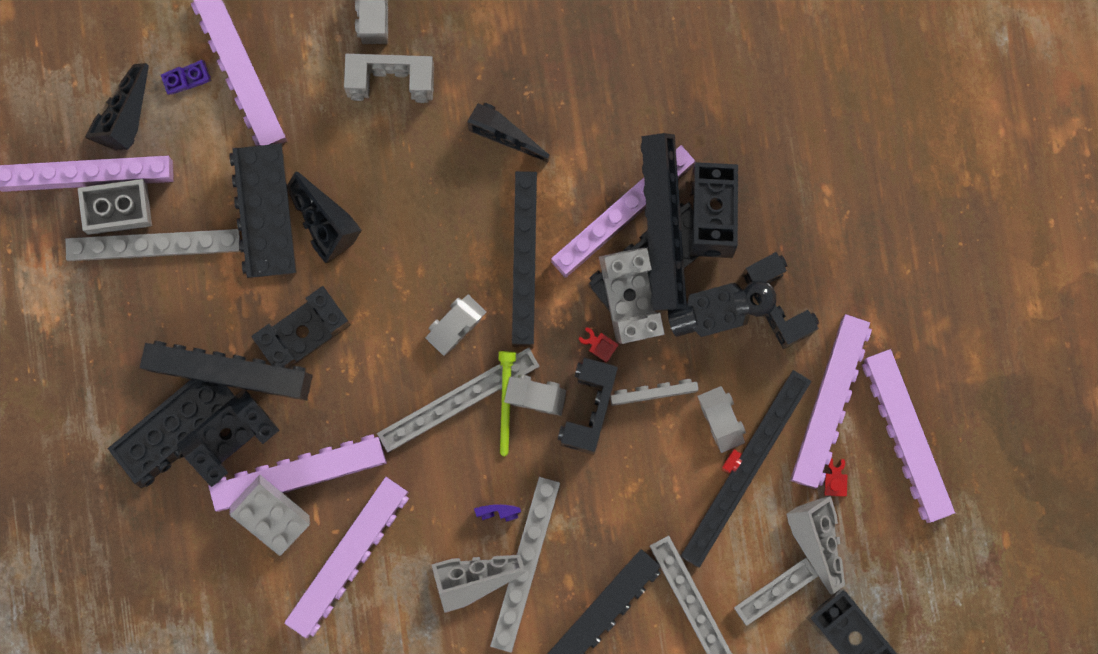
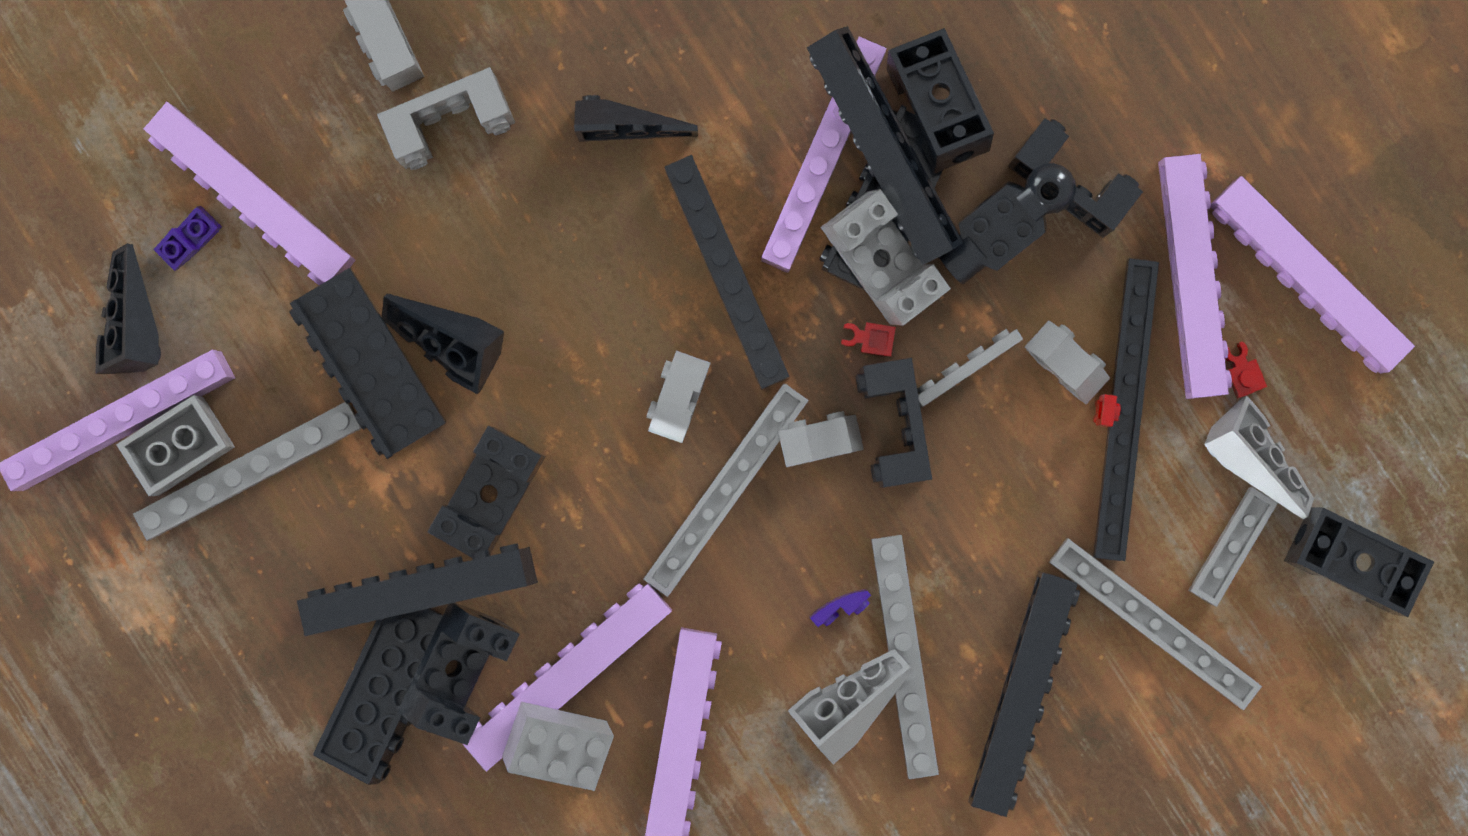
camera: 20 degrees left, 5 degrees up
(507, 360) = (765, 412): lime piece -> none

